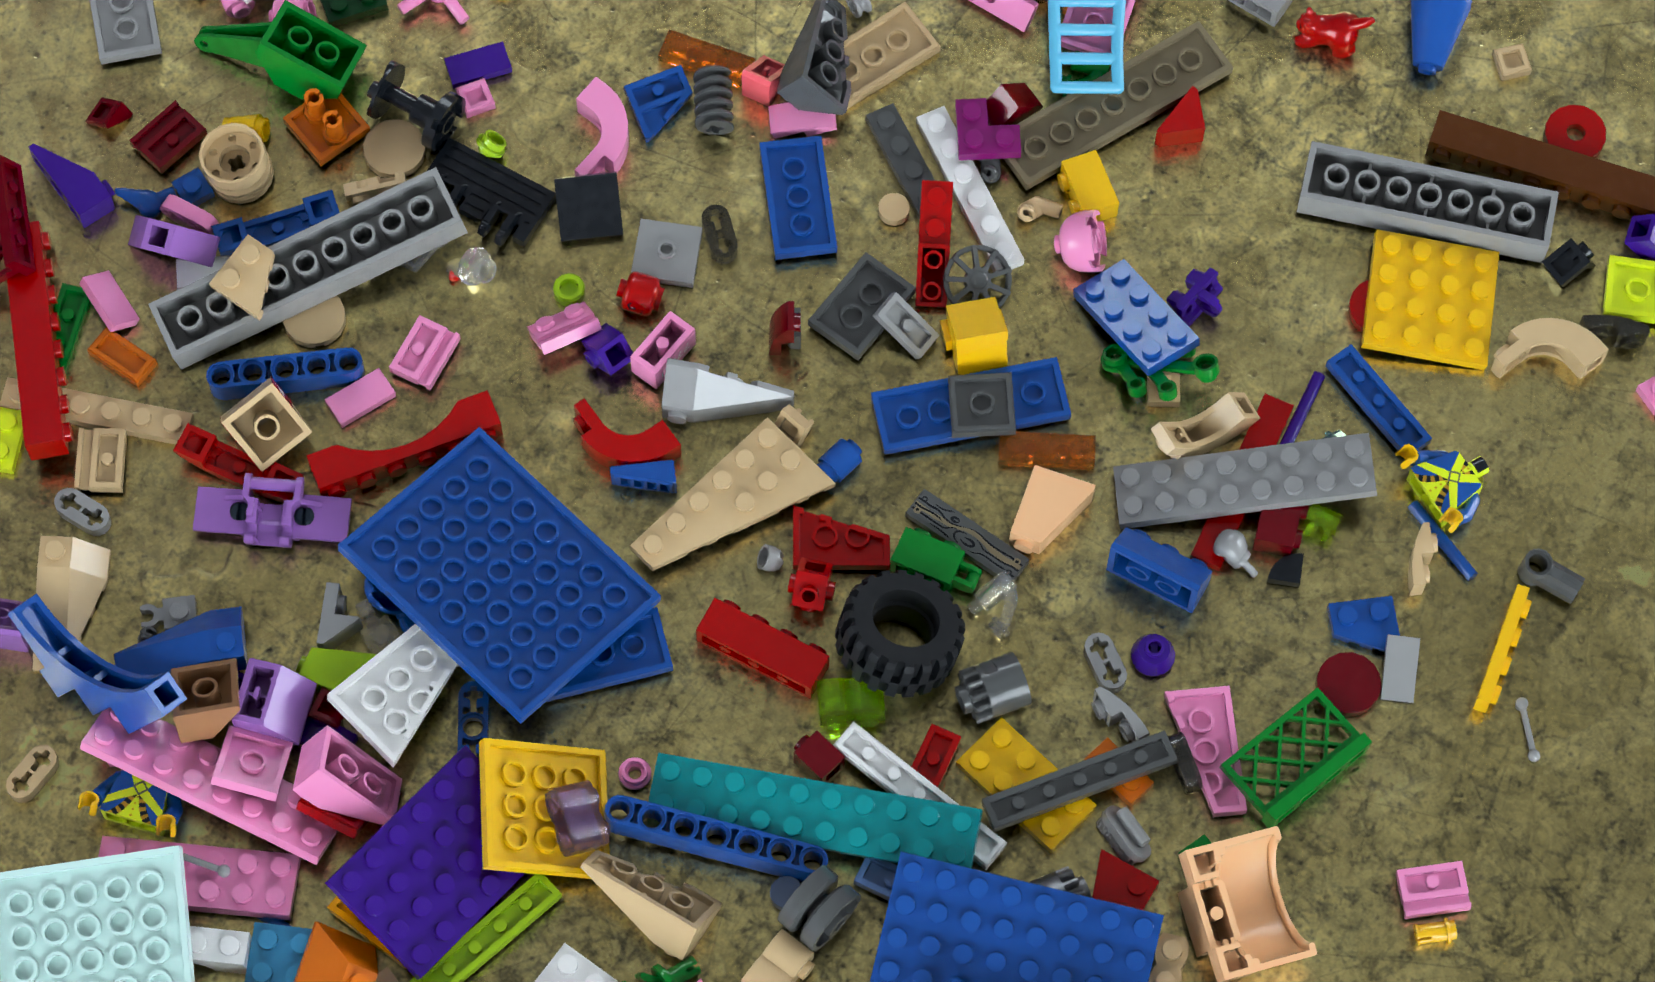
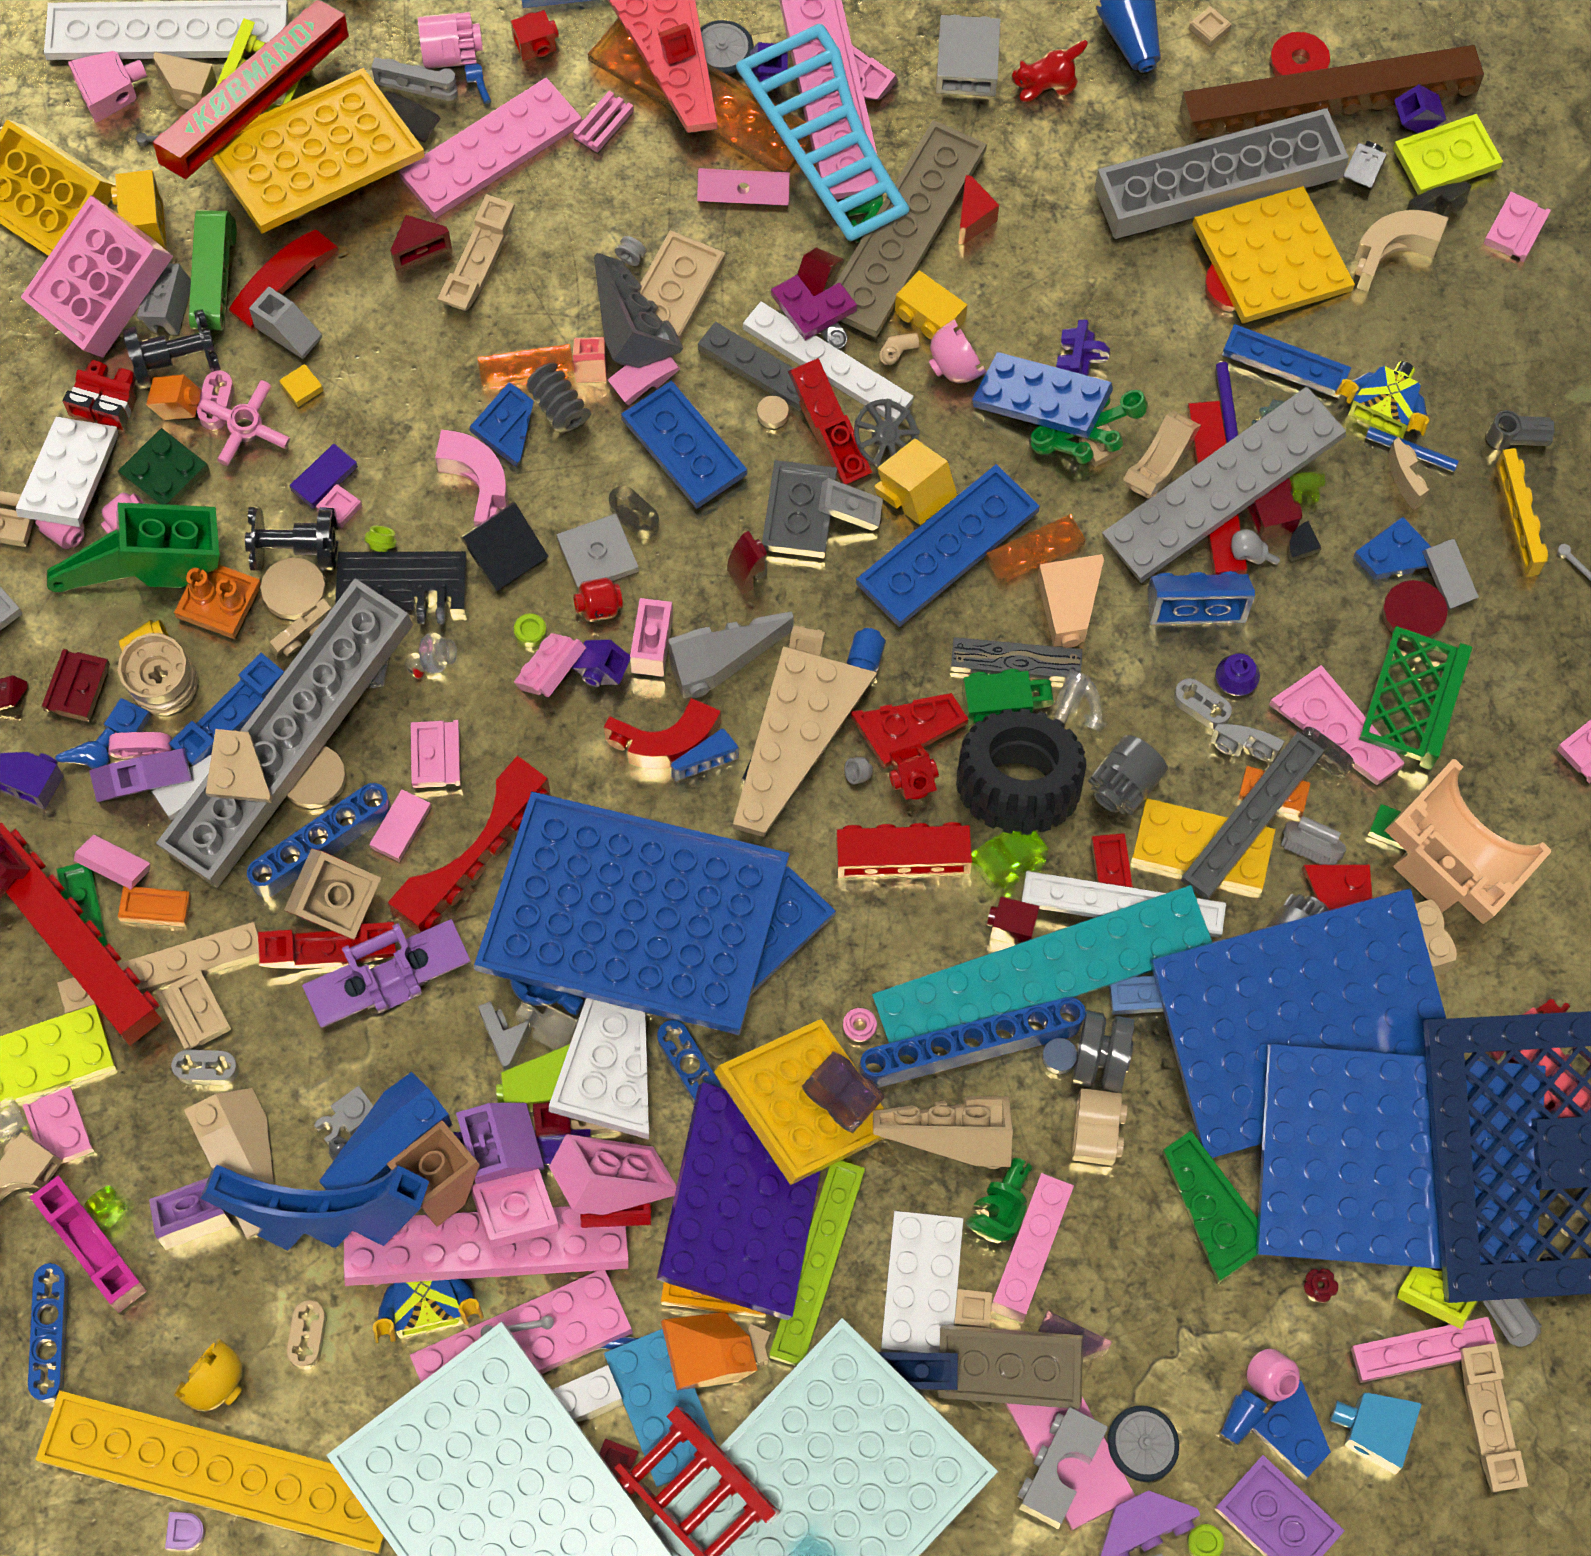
camera: 30 degrees left, 0 degrees up
(981, 405) = (959, 538): dark grey tile -> none

